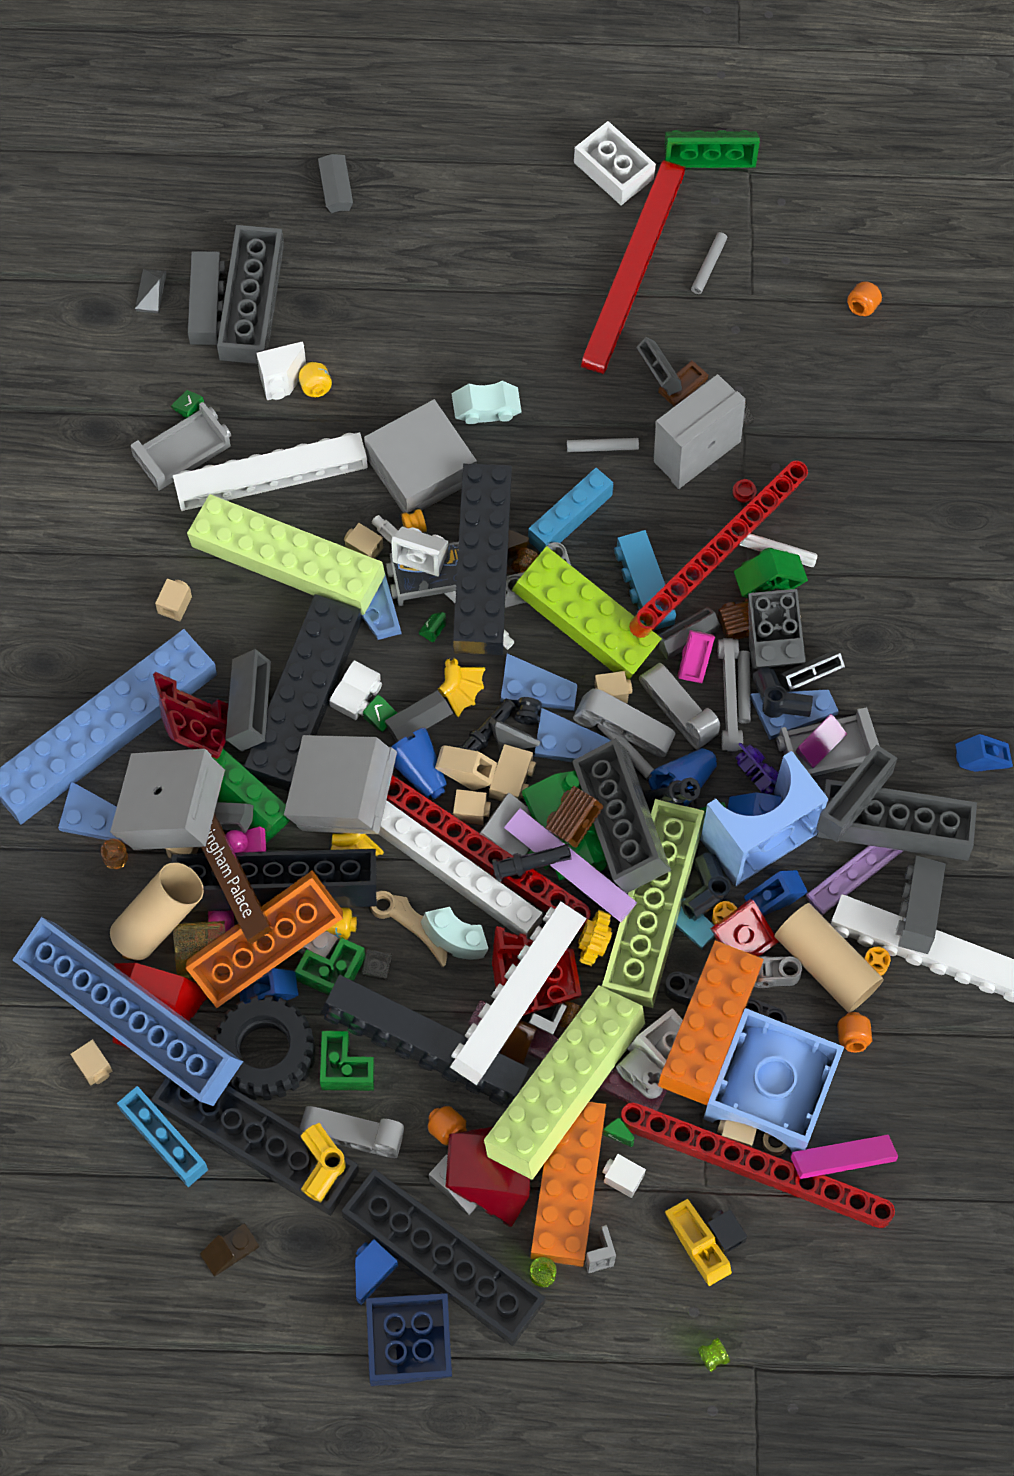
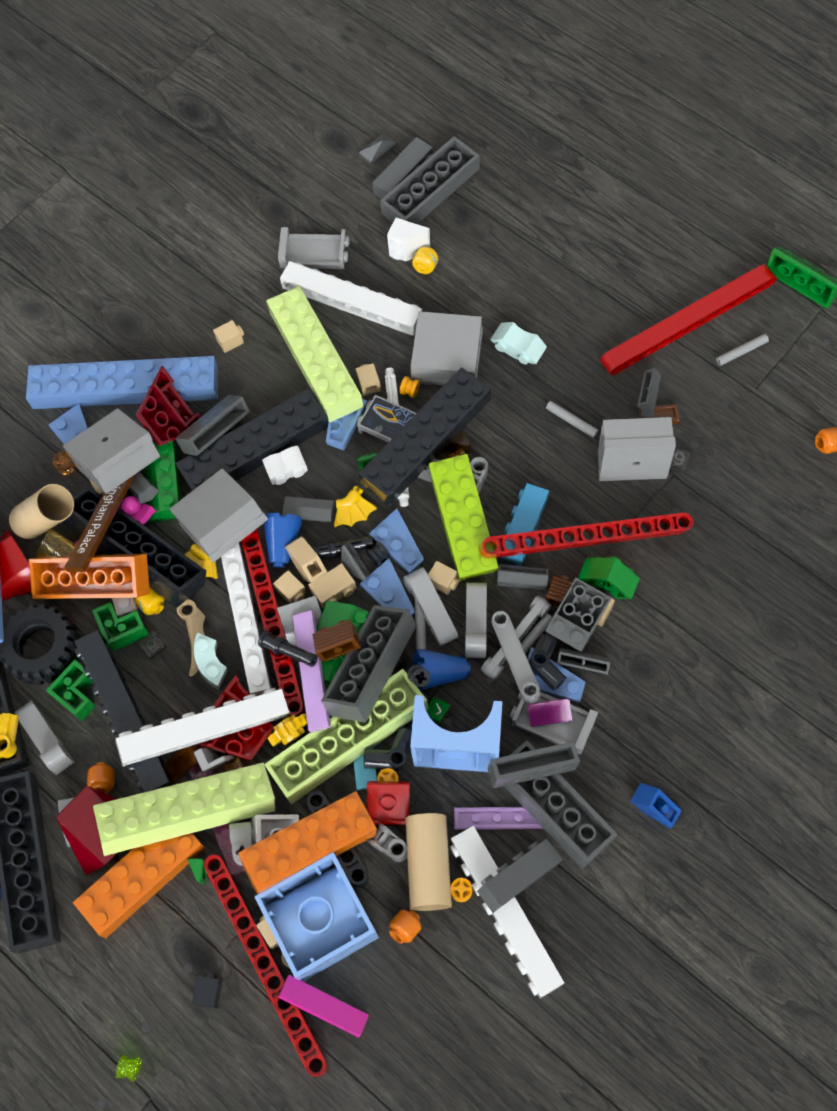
camera: 45 degrees right, 0 degrees up
(187, 404) = (337, 226): green slope -> none
(274, 983) = (77, 611): blue slope -> none
(335, 183) = (540, 151): dark grey piece -> none
(378, 712) = (287, 487): green slope -> none
(419, 550) = (391, 403): white slope -> none
(542, 1277) = (79, 924): clear neon green wheel -> none
(571, 510) = (514, 446): dark azure brick -> none
(603, 1257) = (120, 940): light grey panel -> none
(614, 163) = (729, 245): white brick -> none
(623, 1175) = (175, 900): white brick -> none
(695, 656) = (513, 595): dark pink tile -> none
(698, 1242) = (183, 984): yellow slope -> none
(744, 491) = (640, 510): red plate -> none
(750, 711) = (515, 657): none -> light grey piece
(753, 803) = (462, 719): blue slope -> none
(760, 543) = (621, 552): white axle -> none
(766, 776) = (493, 691): dark purple hinge -> none
(778, 891) = (434, 791): blue slope -> none

